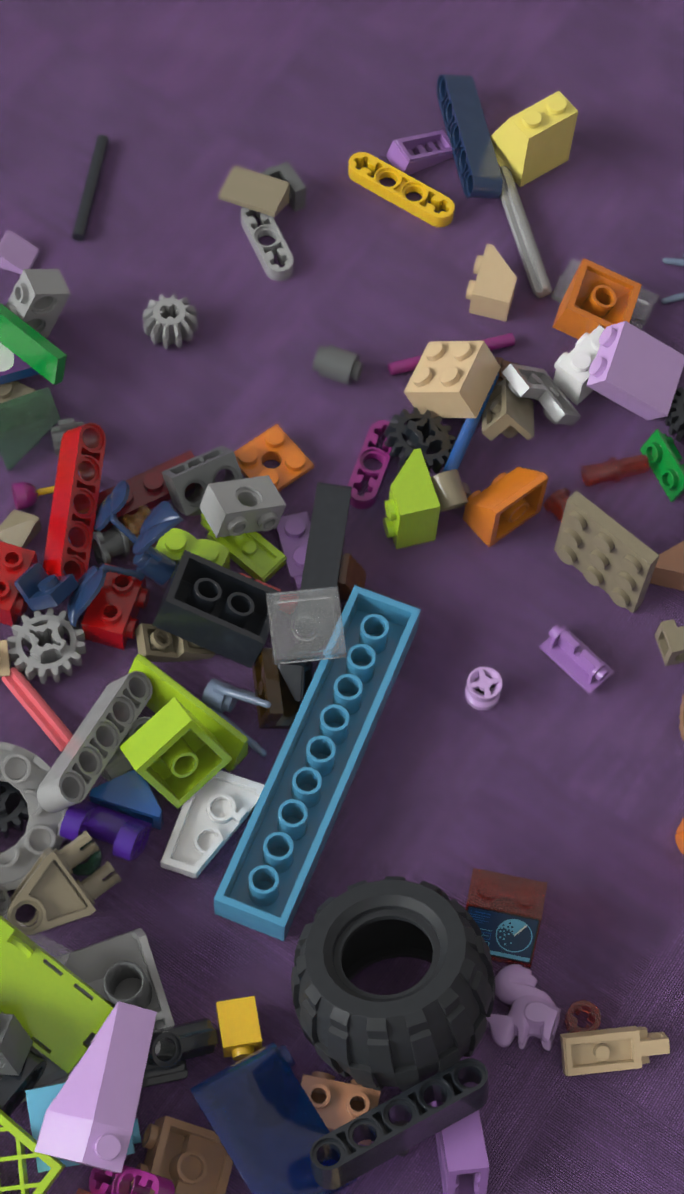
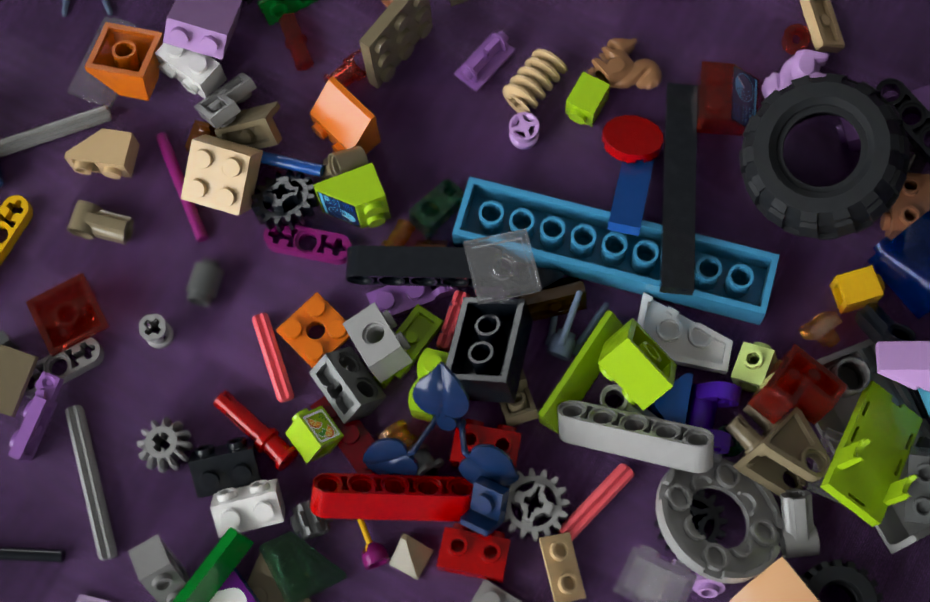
camera: 85 degrees left, 10 degrees up
(91, 383) = (248, 507): none -> white brick
(127, 912) = (799, 383): none -> clear red brick
(139, 371) = (224, 466): none -> black bracket
(145, 261) = (91, 483): none -> light grey axle
(157, 446) = (313, 433): none -> lime brick
(159, 892) = (753, 365): none -> yellowish green brick
(162, 408) = (265, 439): none -> red pin
(196, 979) = (822, 329): none -> clear orange tile
(214, 215) = (36, 417): none -> medium lavender hinge
(249, 422) = (273, 357): none -> coral axle
(291, 322) = (153, 339): none -> light grey bush
(317, 243) = (67, 314): none -> clear red slope
(365, 547) = (400, 234): none -> clear orange pin
(379, 828) = (679, 190): none -> black tile
(390, 782) = (630, 197): none -> blue tile
(395, 582) = (436, 208): none -> clear green leg
(416, 273) = (93, 221): none -> dark tan piece
(459, 800) = (632, 138): none -> red tile
(515, 758) = (587, 99): none -> lime brick
(542, 703) = (532, 79): none -> tan piece
(550, 802) = (620, 70): none -> medium nougat animal

